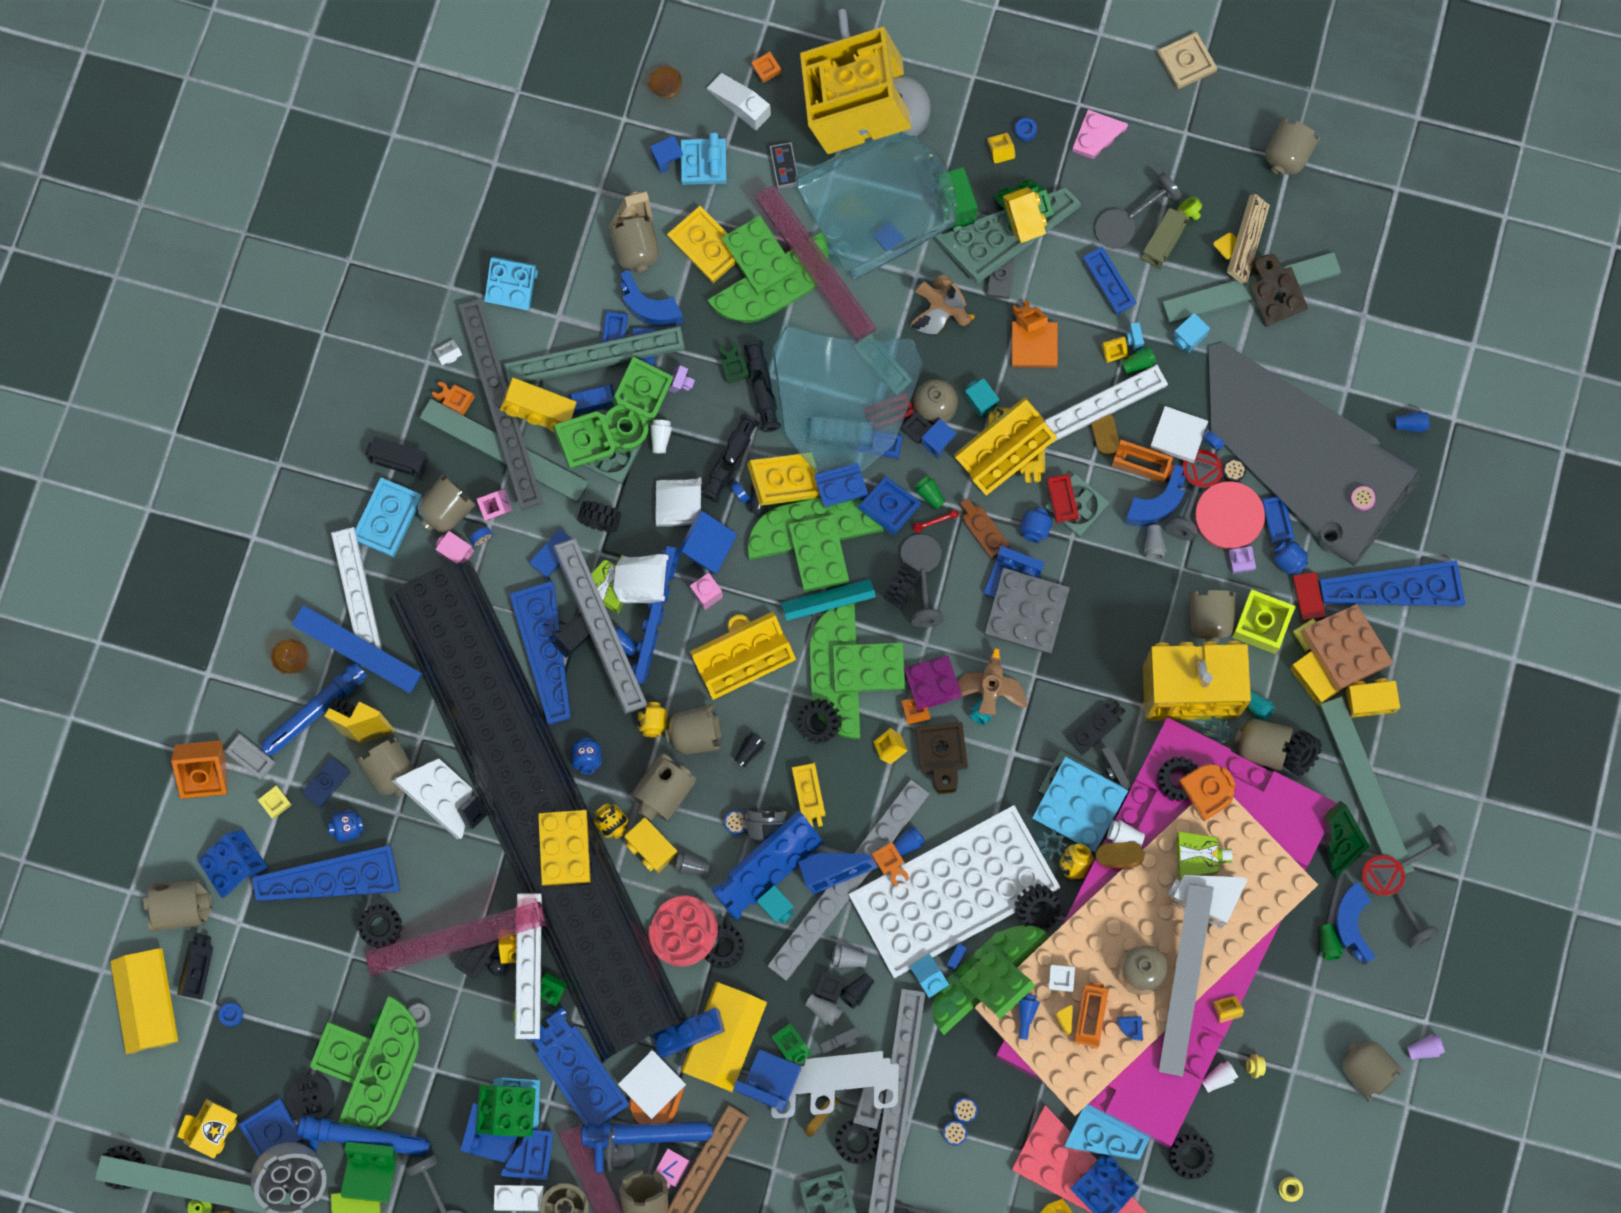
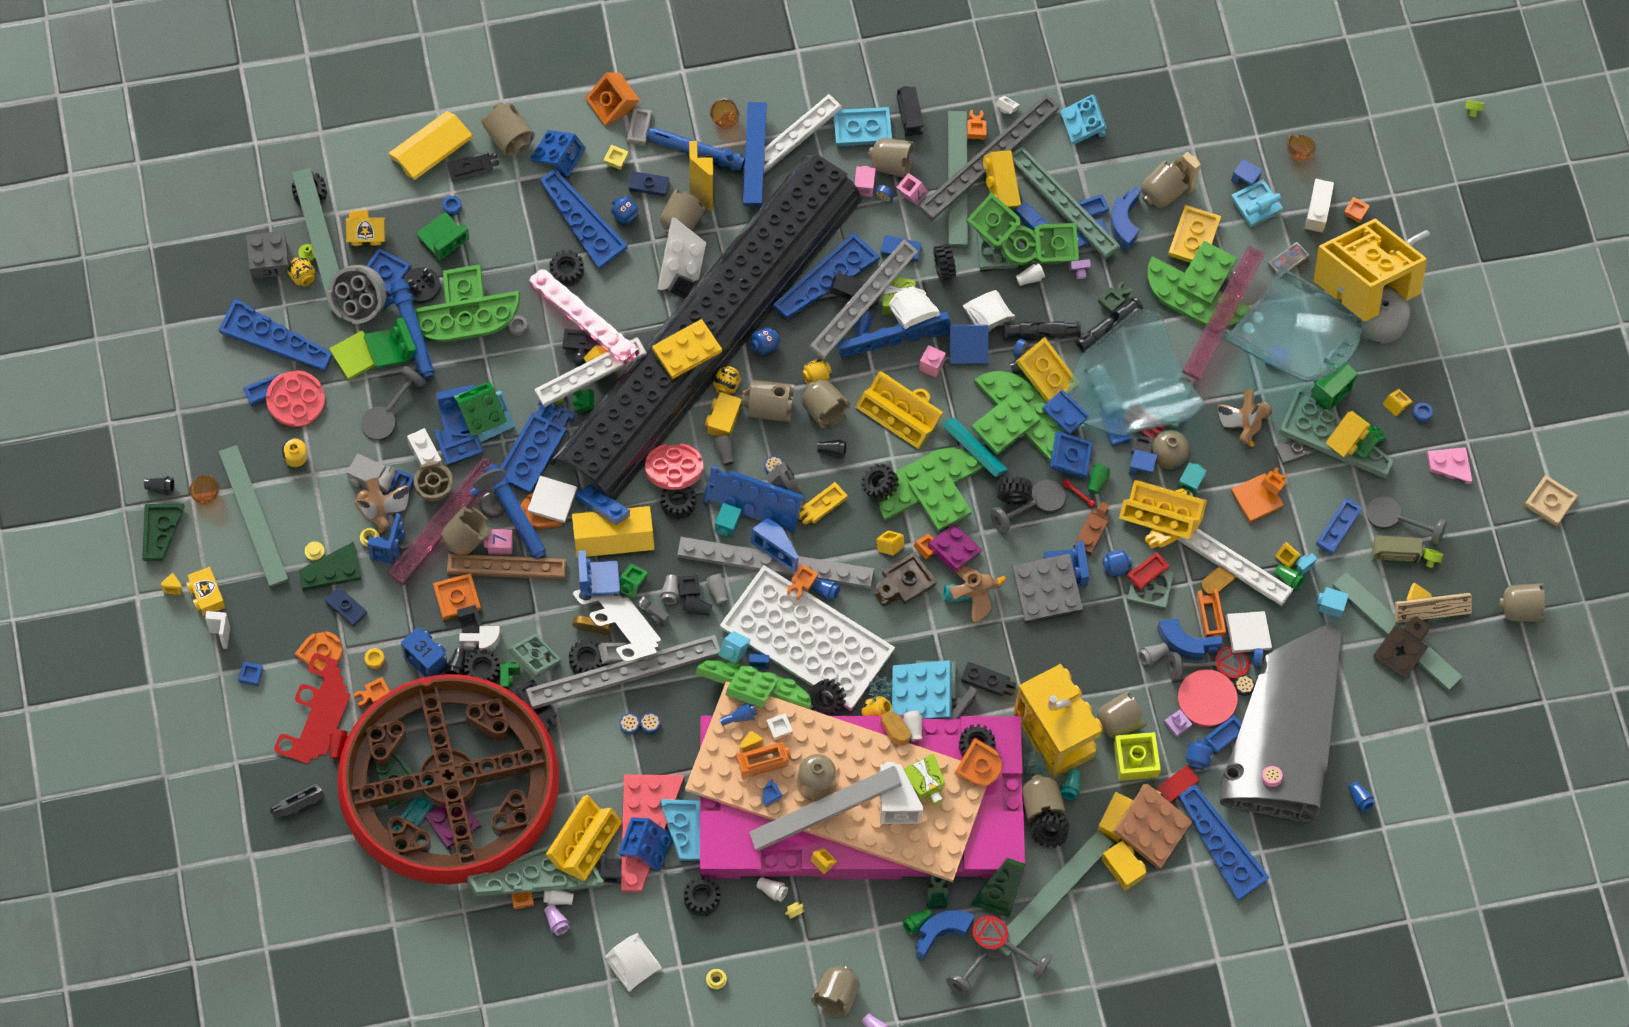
camera: 55 degrees right, 10 degrees down
(263, 1043) = (443, 235): none -> green bracket
(1312, 907) = (937, 893): none -> dark green plate

